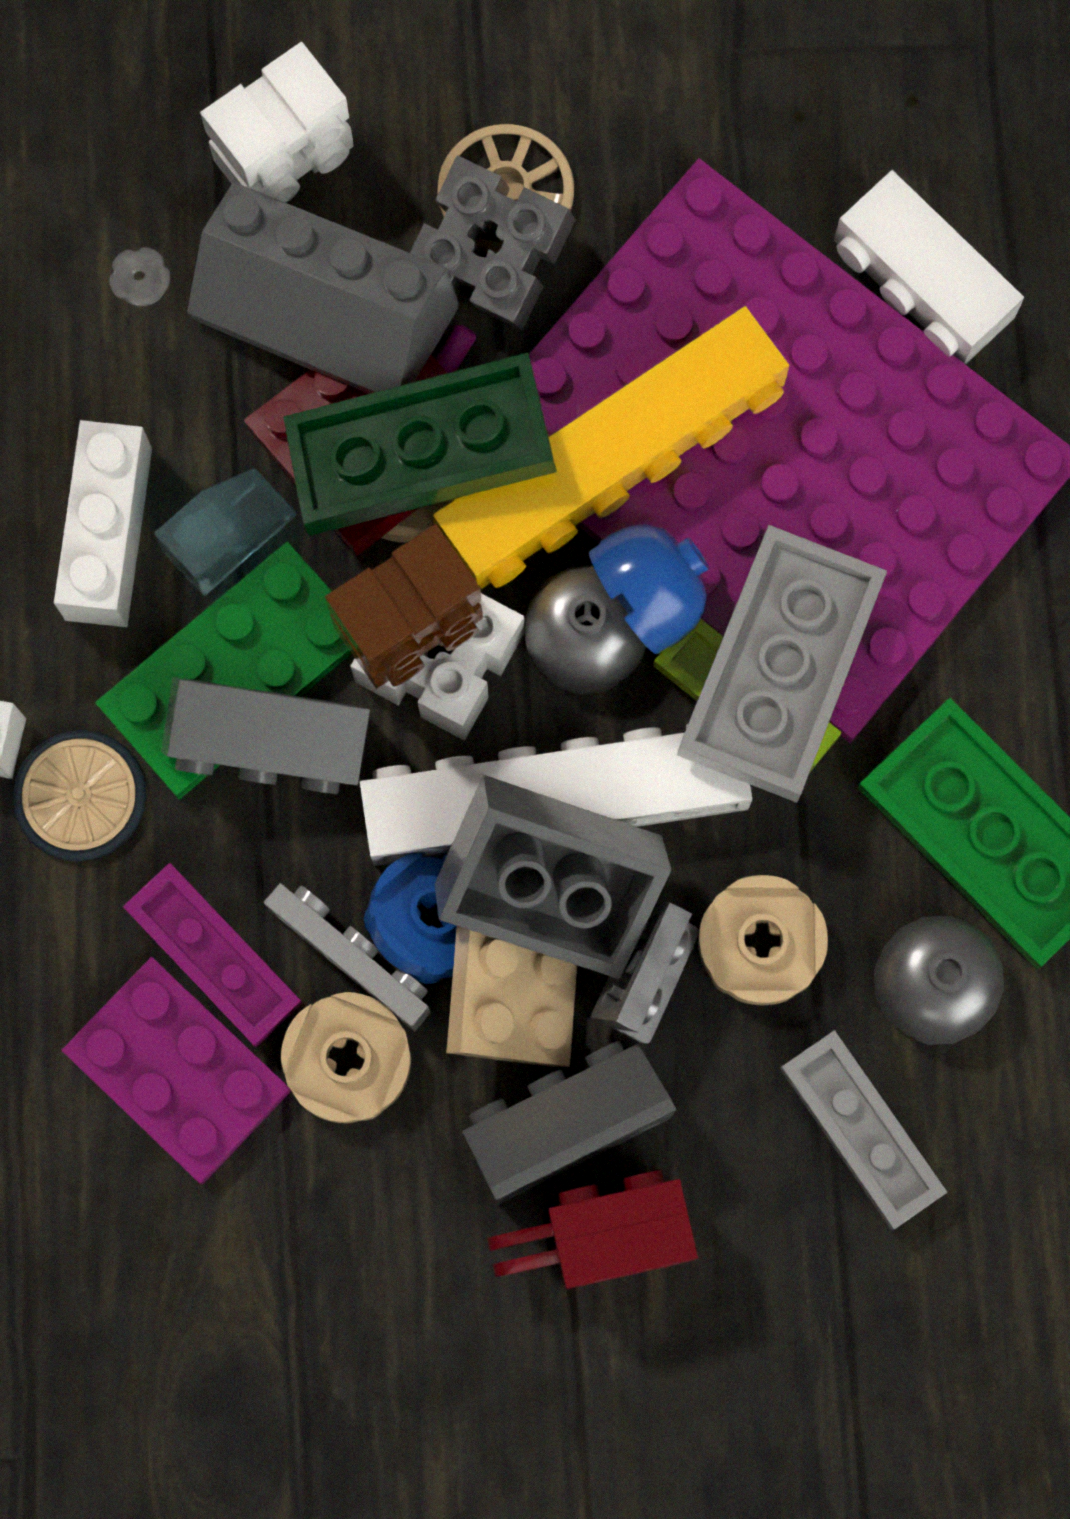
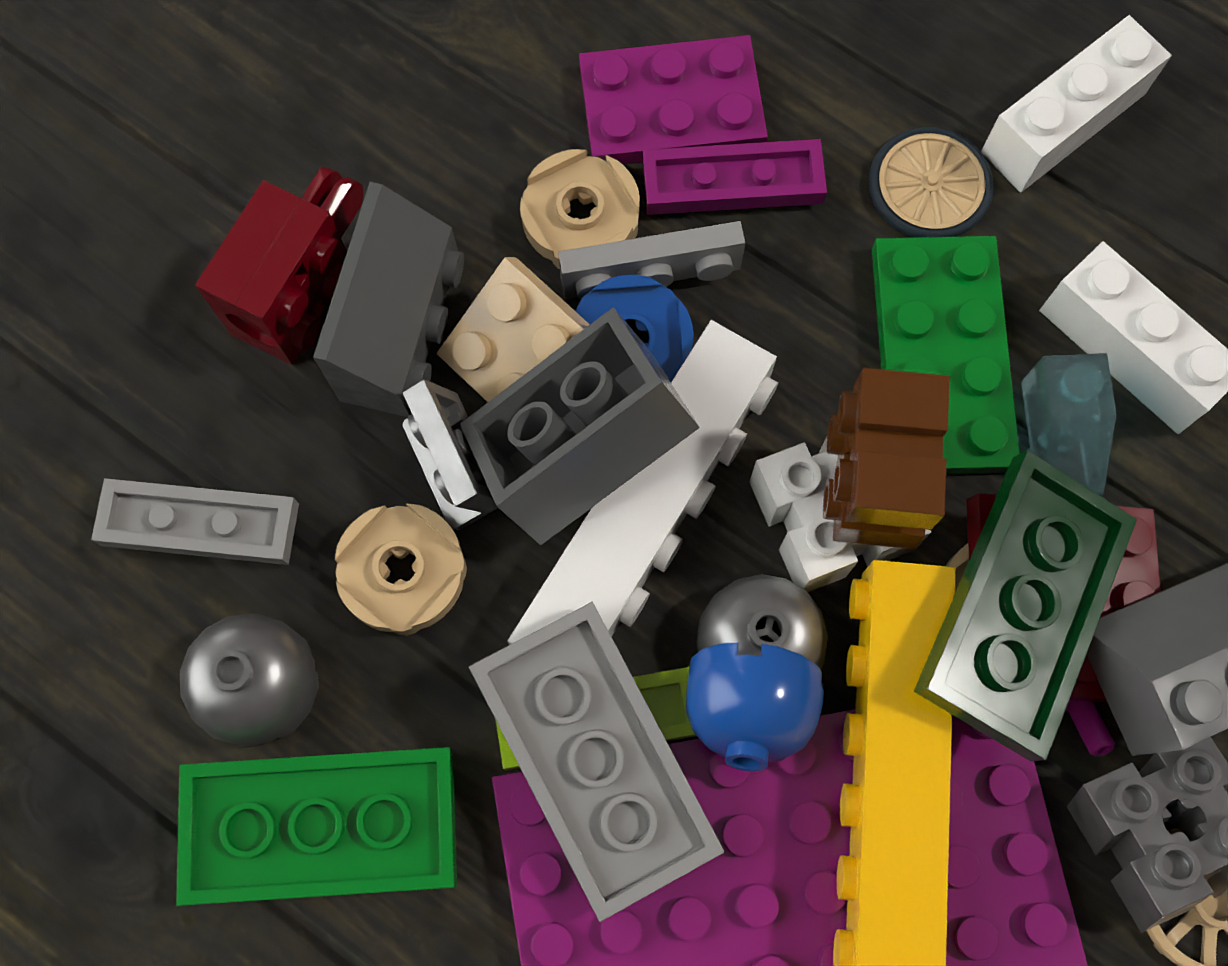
camera: 130 degrees right, 5 degrees down
(264, 734) = (875, 313): dark grey brick -> none

